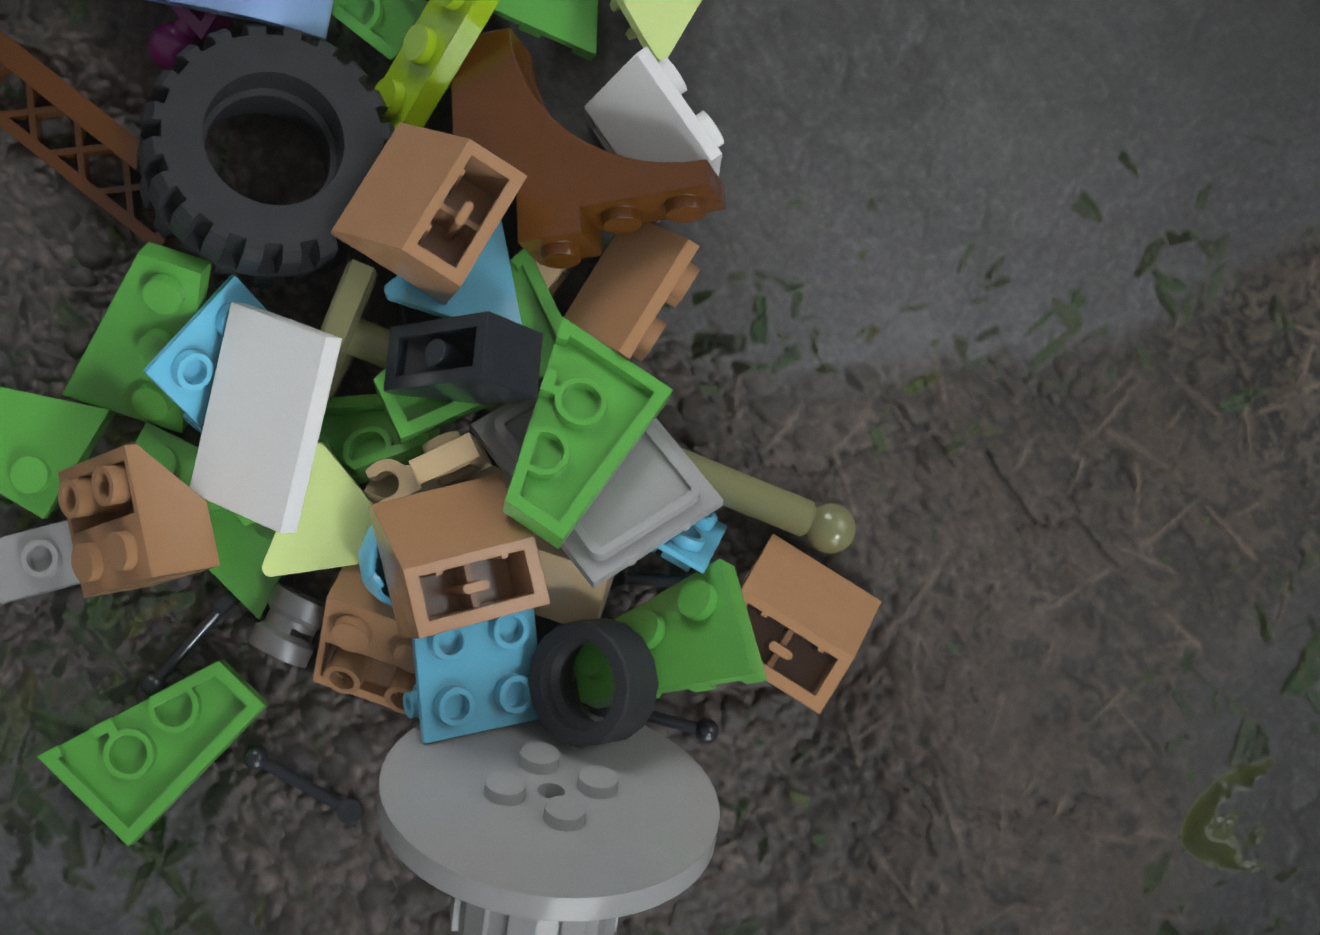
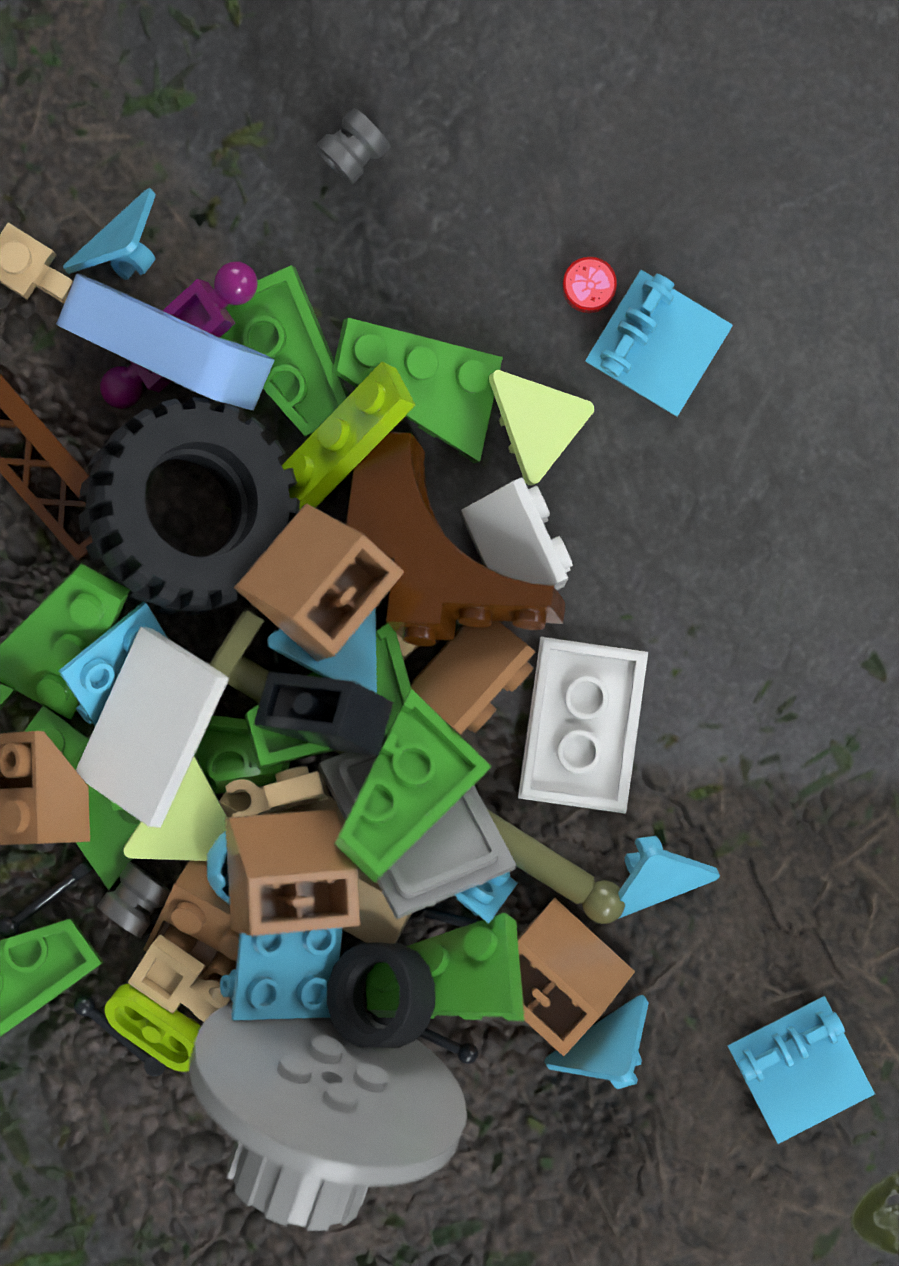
camera: 10 degrees right, 0 degrees up
(333, 764) = (152, 1027): none -> lime plate
(348, 708) = (171, 978): none -> tan plate
(769, 332) = (583, 725): none -> white tile
(868, 694) = (607, 1047): none -> medium azure piece
(889, 485) = (660, 875): none -> medium azure piece
(1092, 678) = (801, 1069): none -> medium azure hinge

